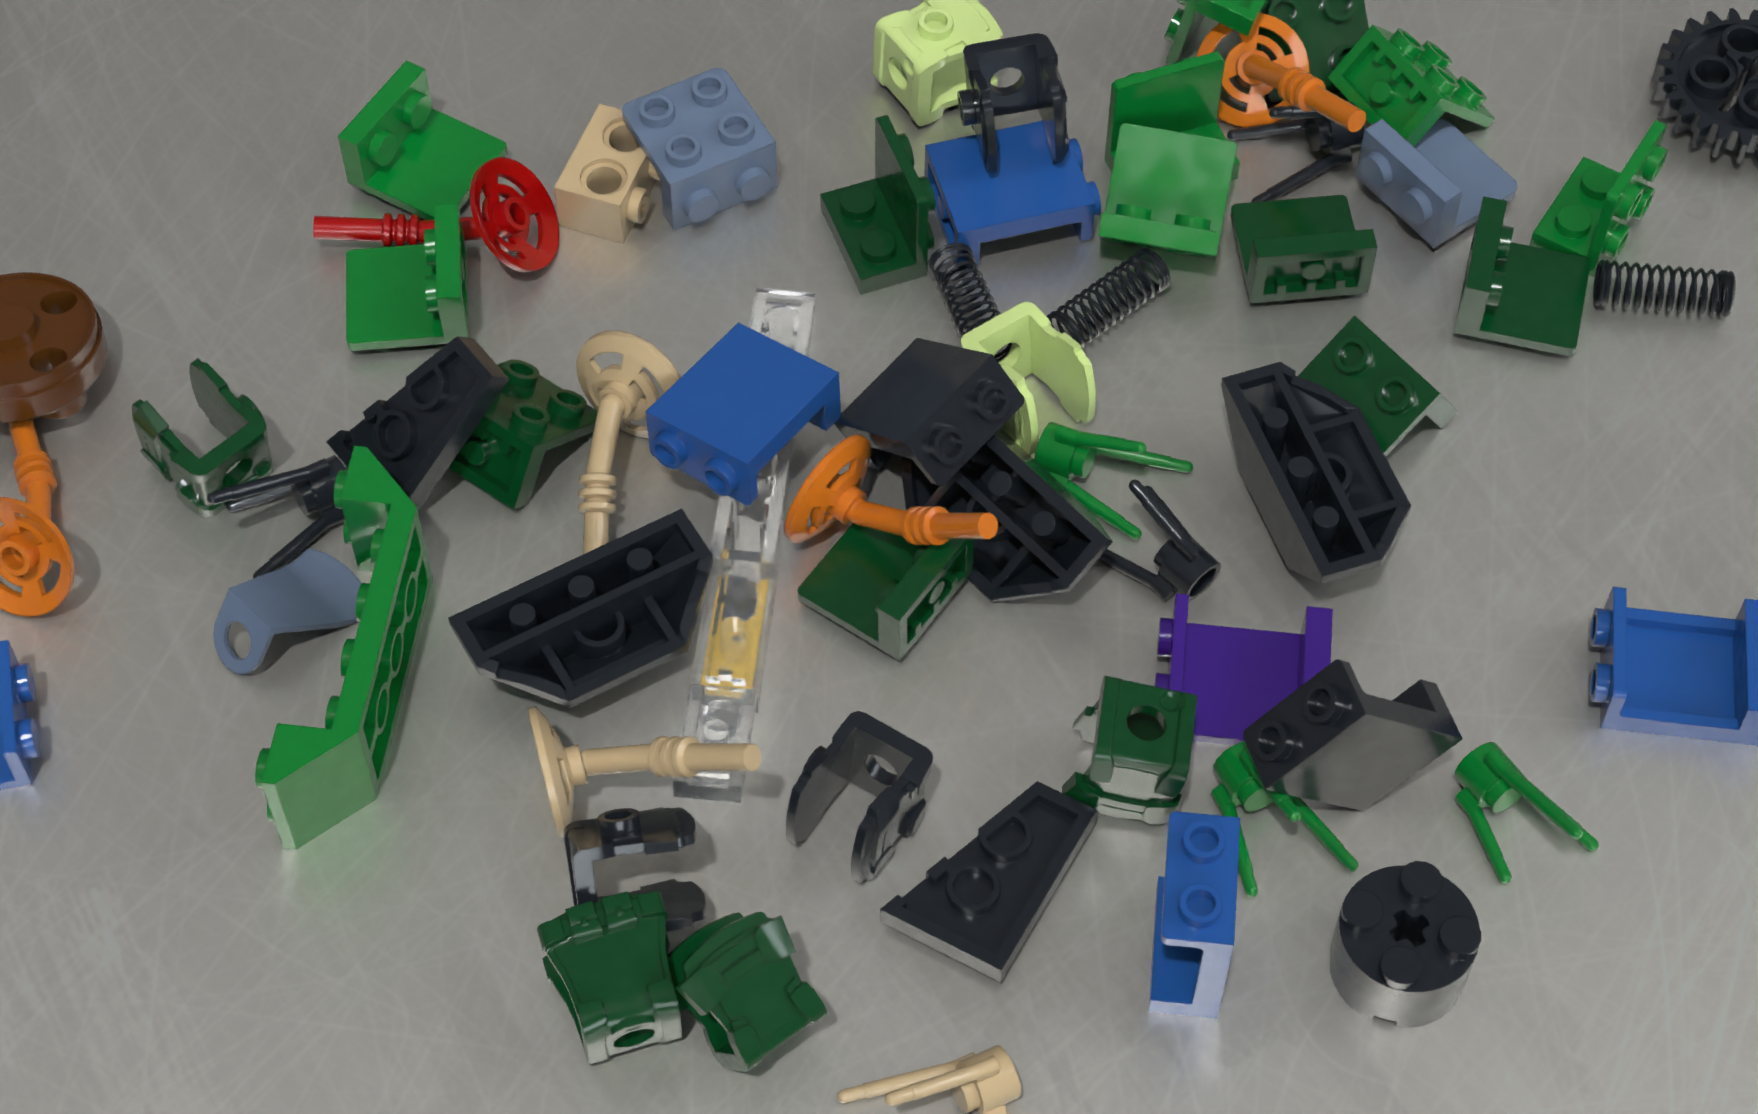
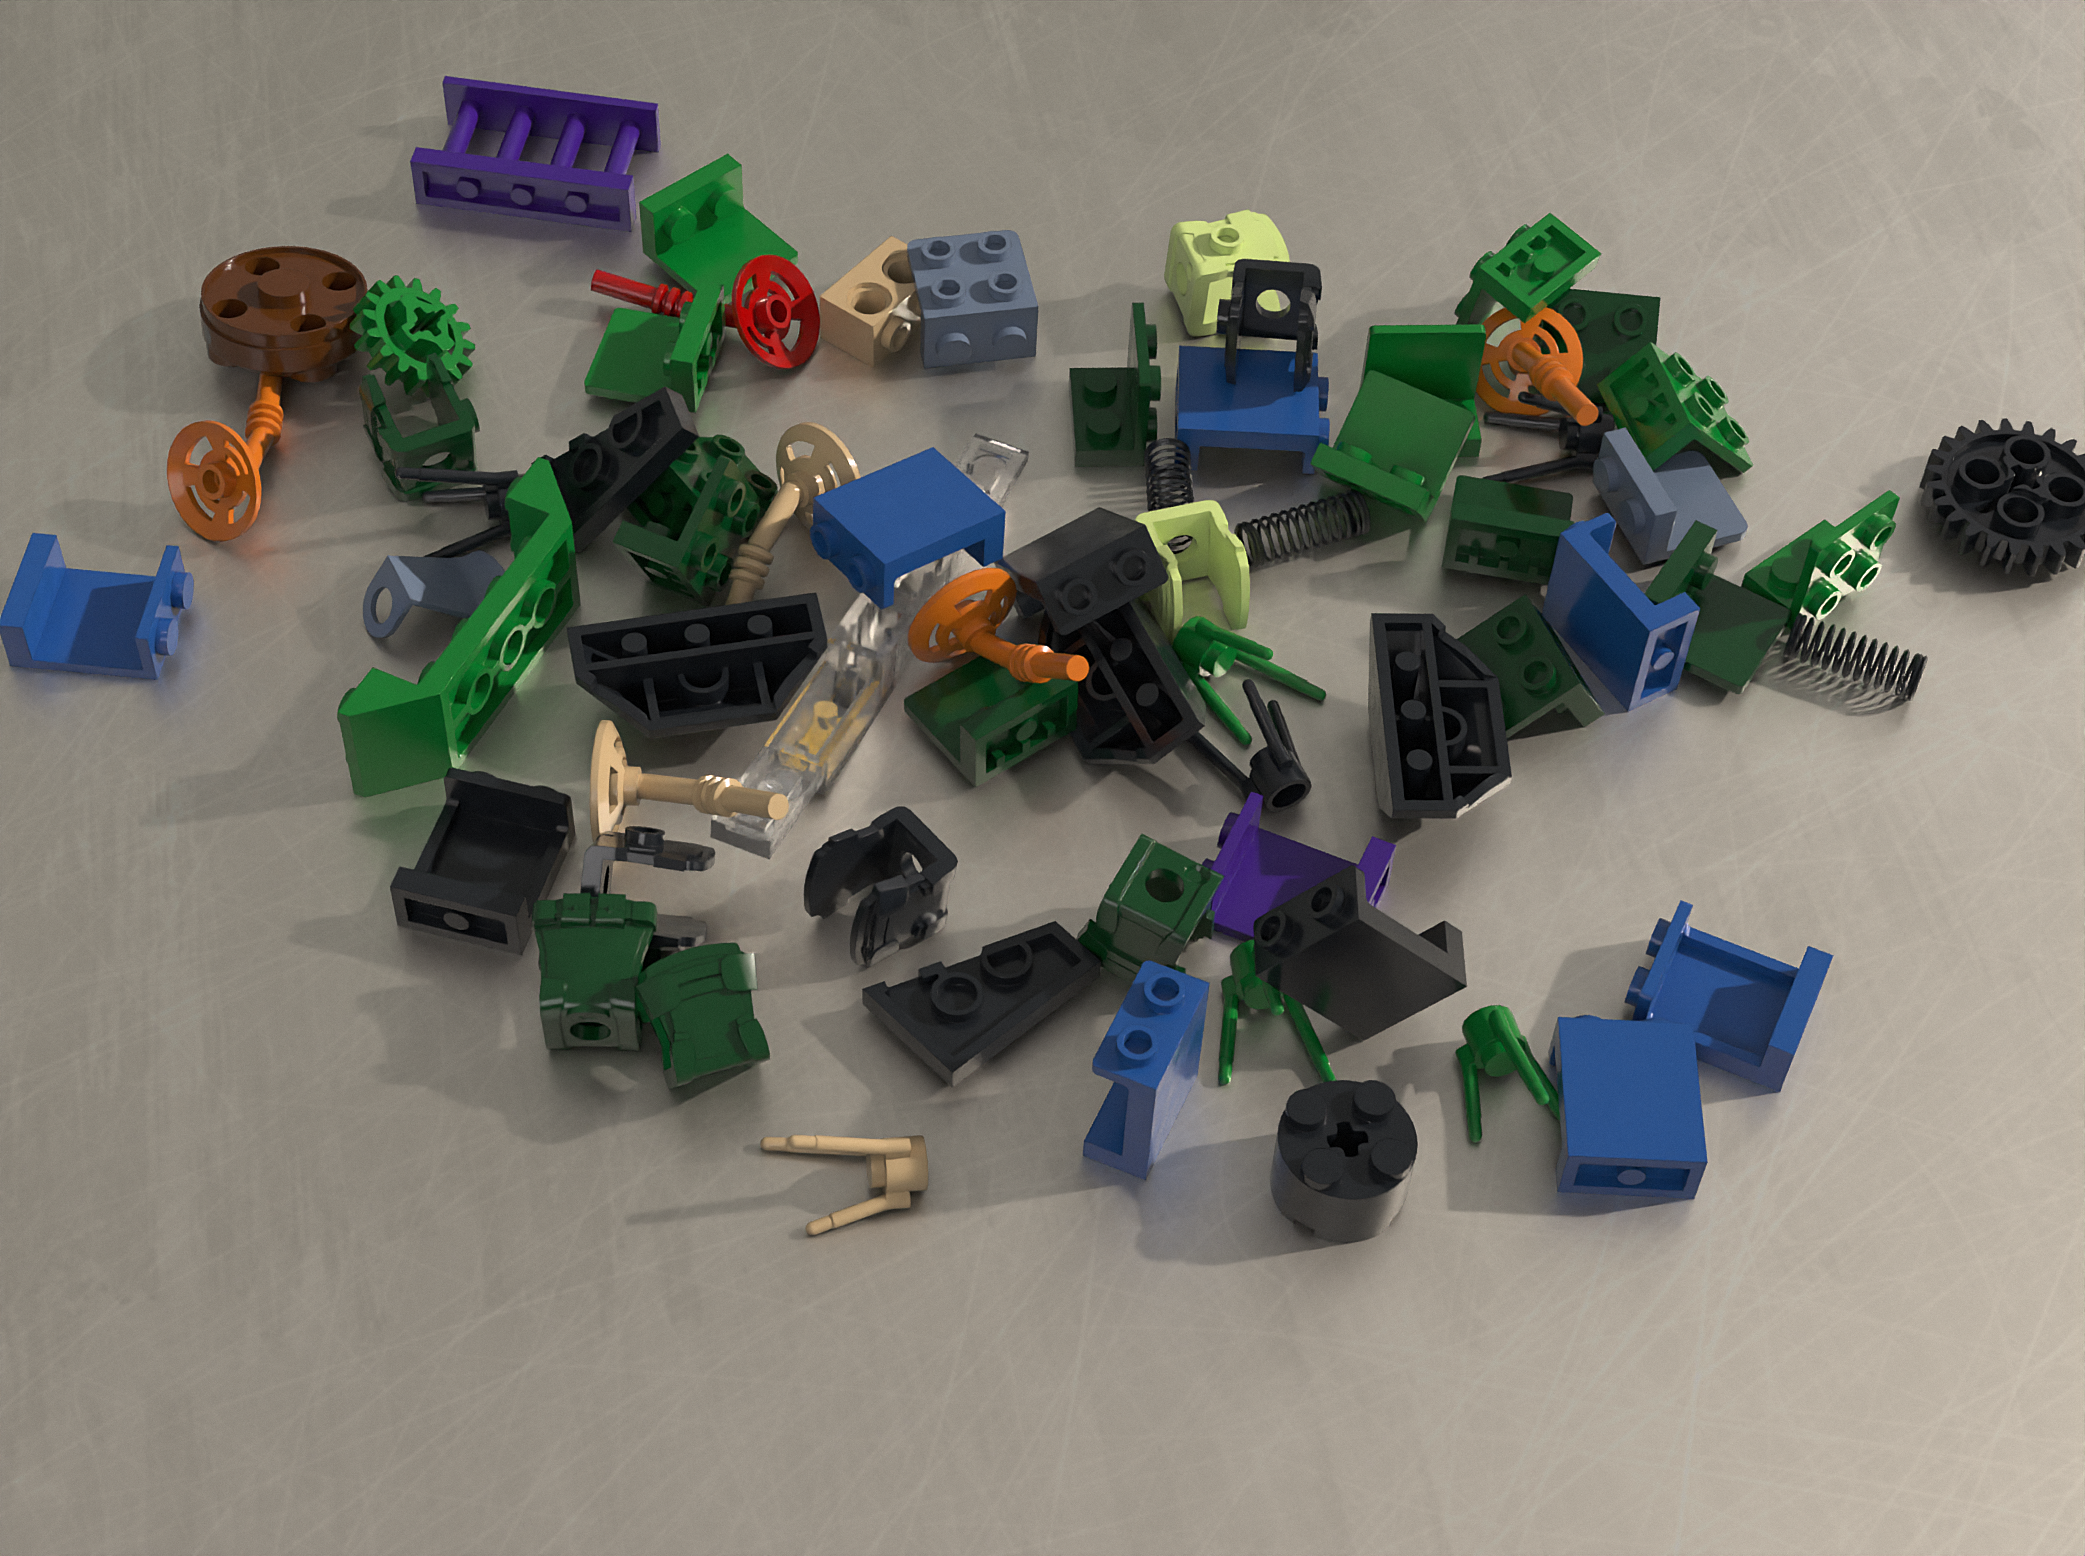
camera: 15 degrees right, 5 degrees down
(154, 339) = (404, 327): none -> green gear
(205, 146) = (536, 189): none -> dark purple fence
(452, 885) = (486, 861): none -> black panel
(552, 506) = (703, 554): none -> dark green bracket
(1439, 316) = (1611, 623): none -> blue panel
(1641, 807) = (1628, 1107): none -> blue panel

